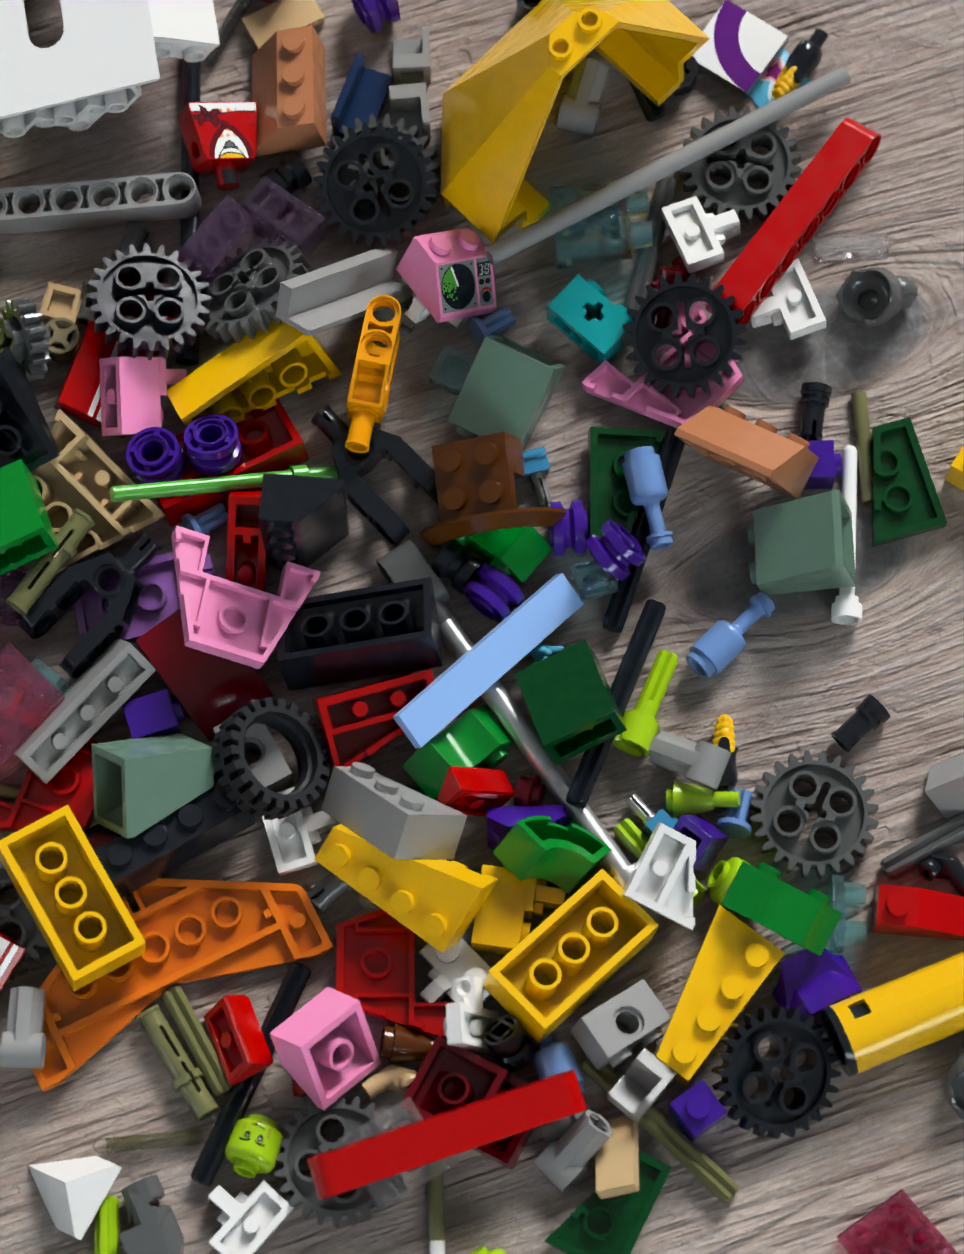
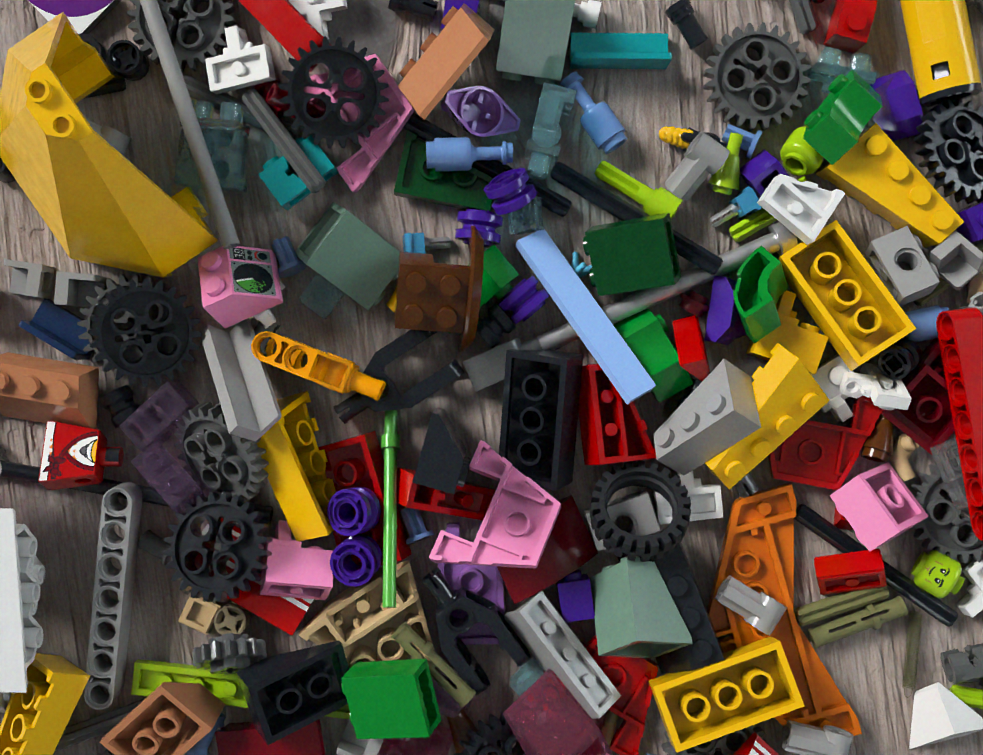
camera: 70 degrees left, 15 degrees up
(176, 927) = (756, 608): none -> light grey piece
(620, 293) = (283, 141): none -> dark grey axle
(681, 109) = (122, 54): none -> black wheel
(695, 580) = (546, 131): none -> clear light blue hips
(701, 502) = (480, 111): none -> medium lavender hat
(811, 652) = (619, 51): none -> teal panel

